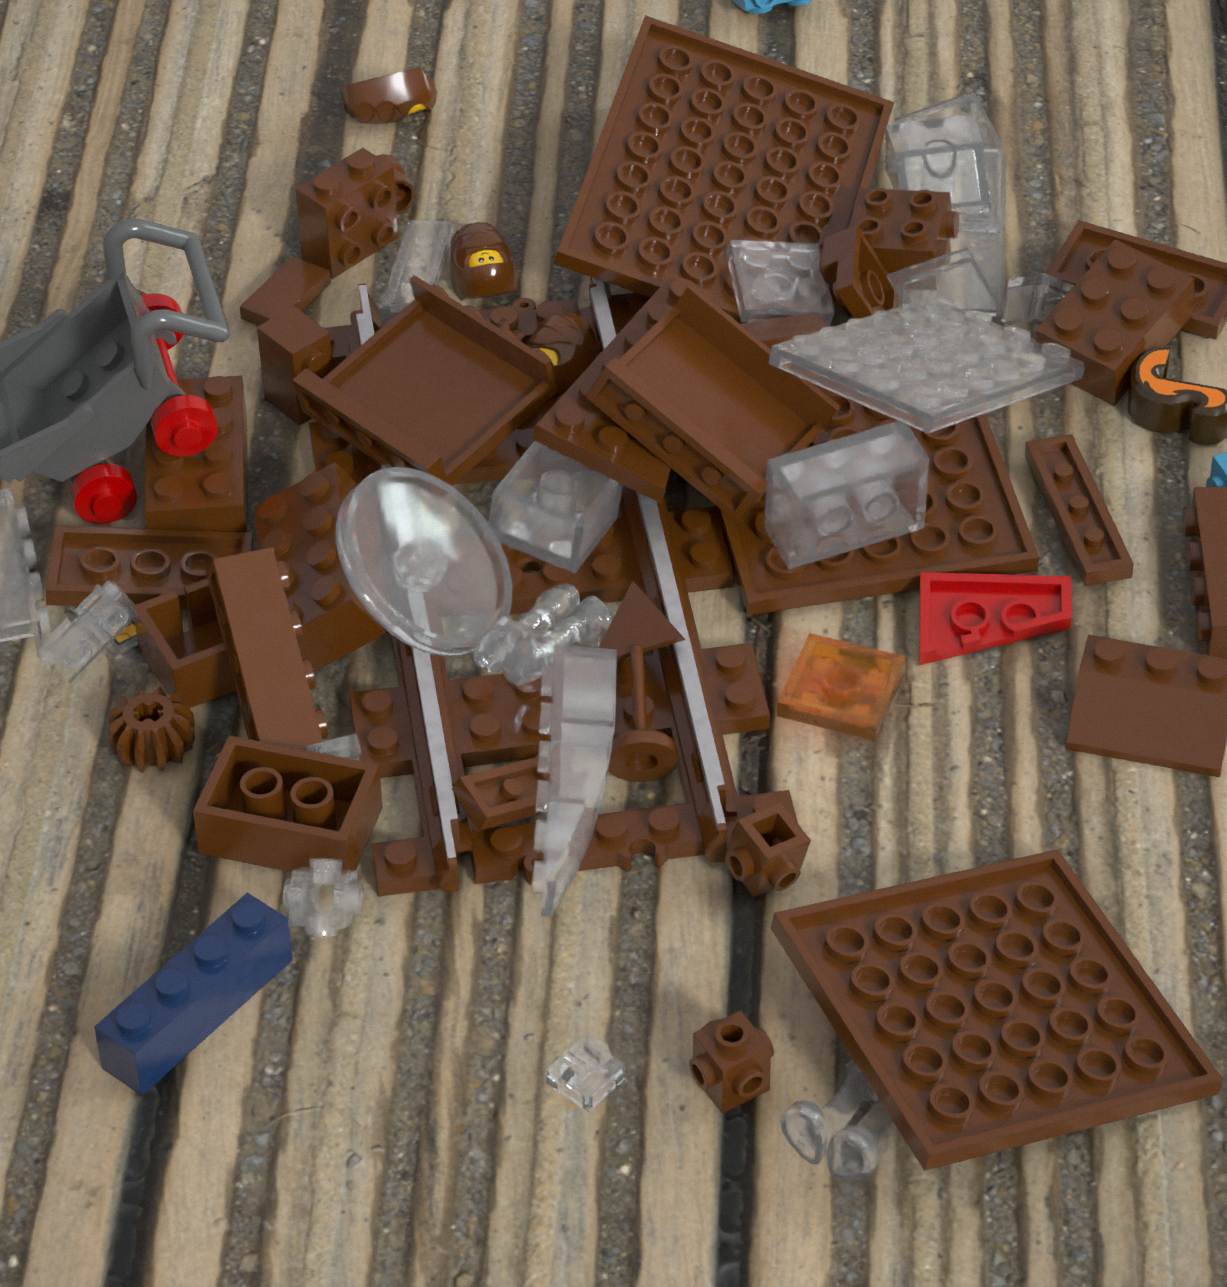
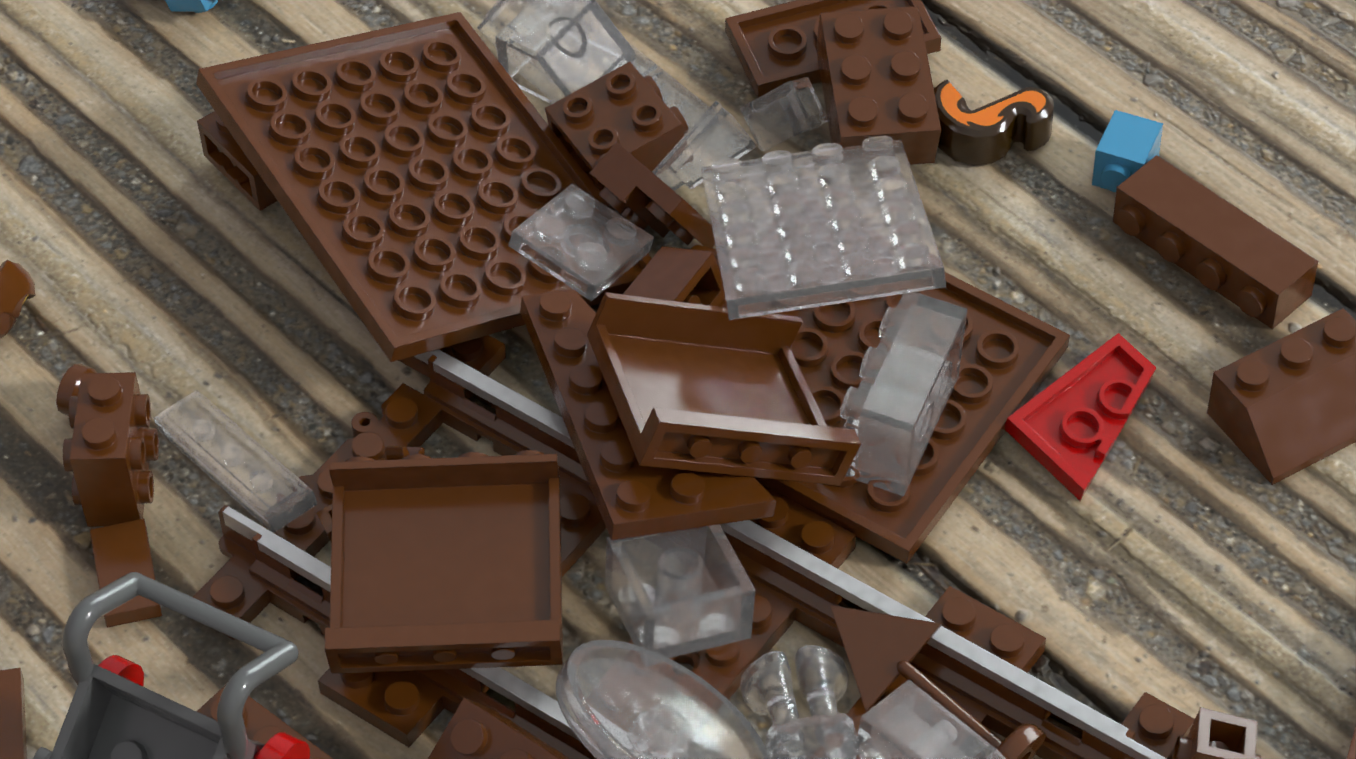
camera: 45 degrees left, 5 degrees up
(286, 348) = (273, 607): reddish brown brick -> none
(481, 263) = (275, 409): reddish brown piece -> none
(568, 344) = (461, 427): reddish brown piece -> none
(841, 686) = (1066, 567): clear orange plate -> none
(1079, 510) = (1038, 271): reddish brown plate -> none

